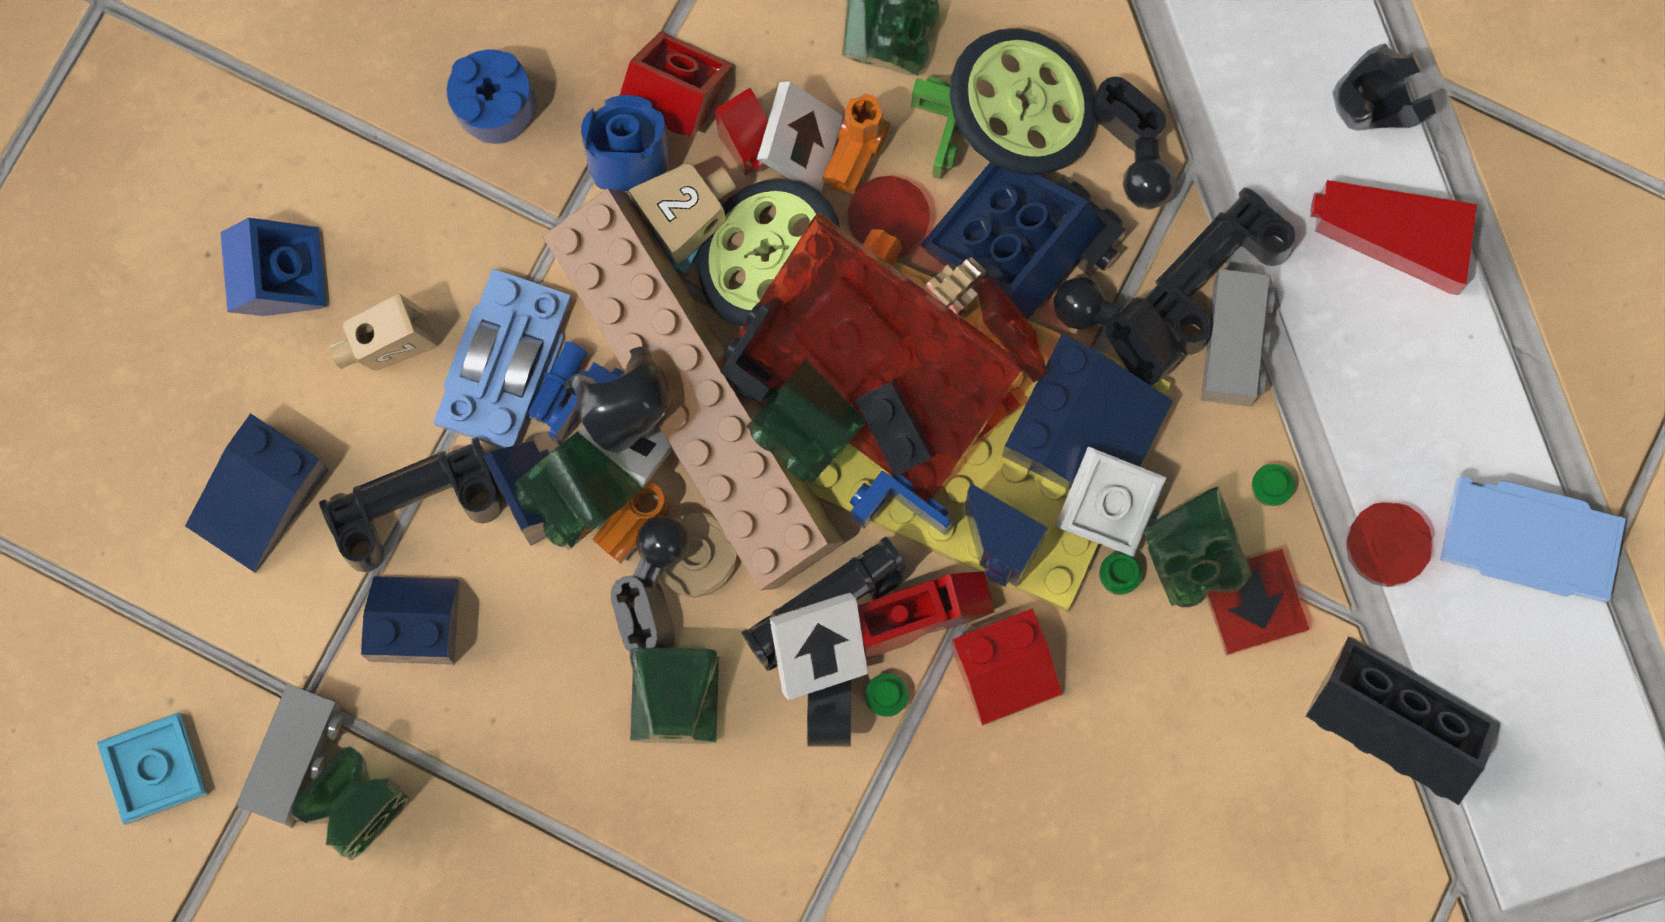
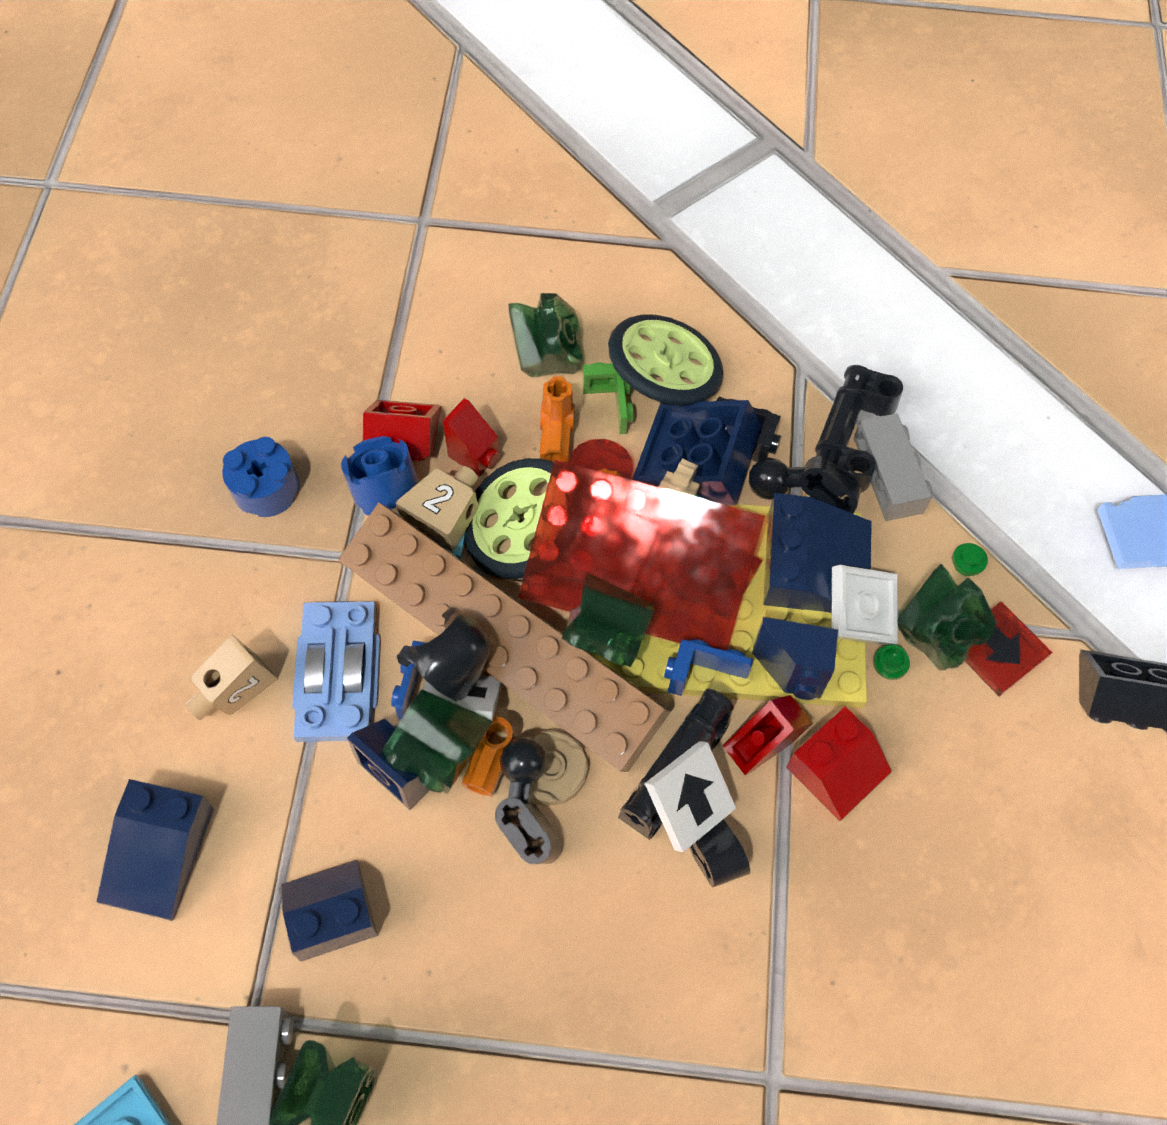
camera: 25 degrees left, 15 degrees down
(272, 267) = (116, 660): blue slope -> none
(352, 515) = (247, 836): black piece -> none
(553, 388) = (387, 671): blue axle -> none
(674, 695) = (580, 887): clear green piece -> none
(748, 374) = (547, 605): black bracket -> none
(799, 135) = (510, 427): white tile -> none
(886, 695) = (755, 823): green plate -> none
(895, 427) = (679, 601): black plate -> none
(900, 618) = (746, 751): red slope -> none
(1011, 328) = (733, 496): clear red tile -> none
(1149, 179) = (753, 351): black beam -> none
(1376, 93) = (901, 282): black piece -> none
(1389, 544) = (1073, 573): clear red tile -> none
(1401, 229) = (968, 361): red slope -> none

